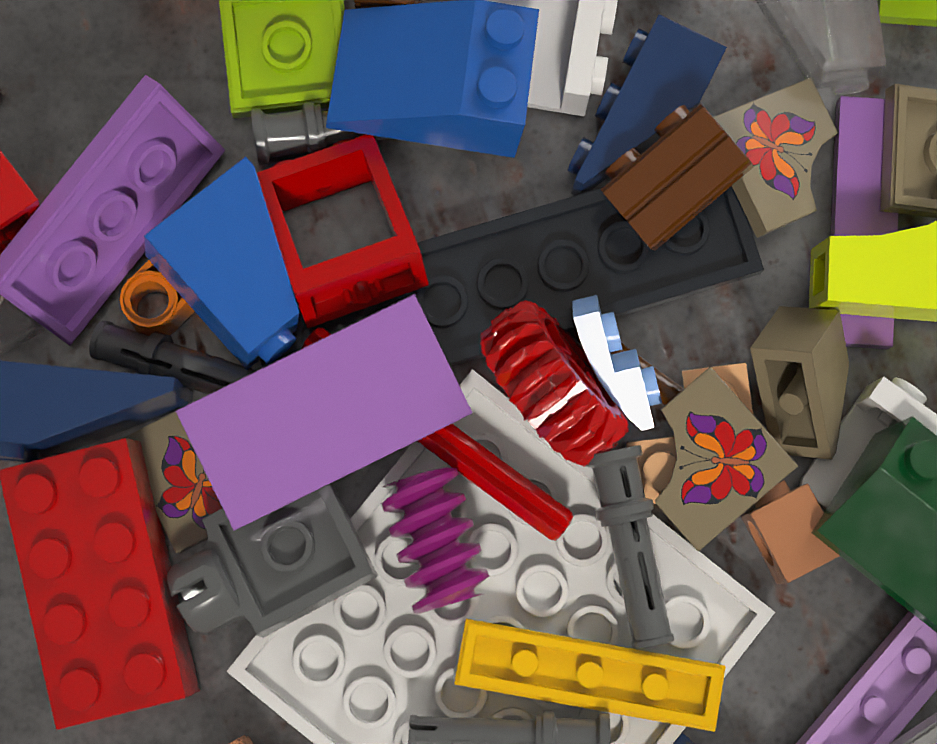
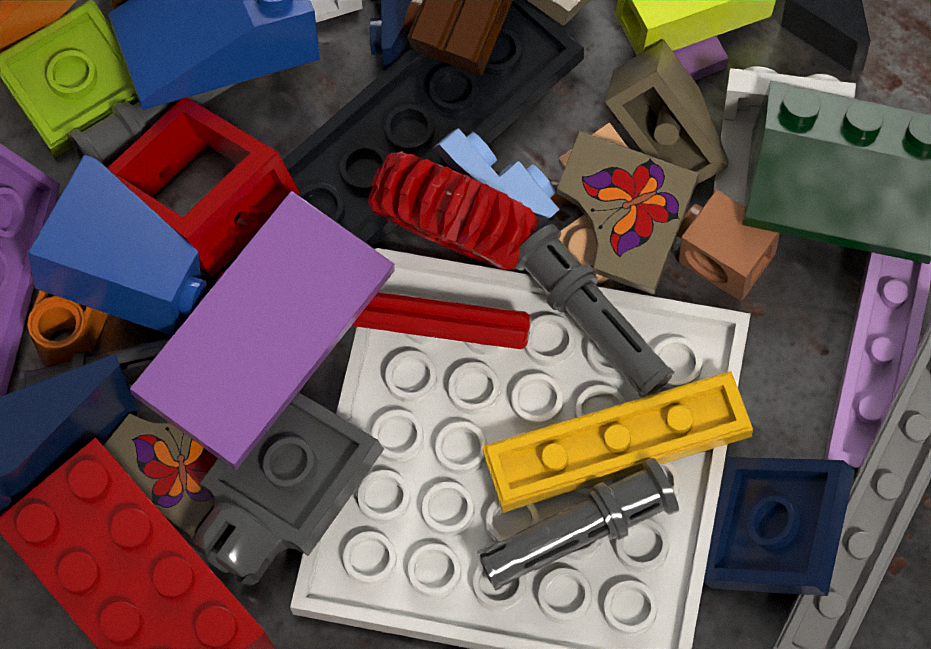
camera: 20 degrees left, 15 degrees down
(434, 539) = (416, 392): magenta piece -> none

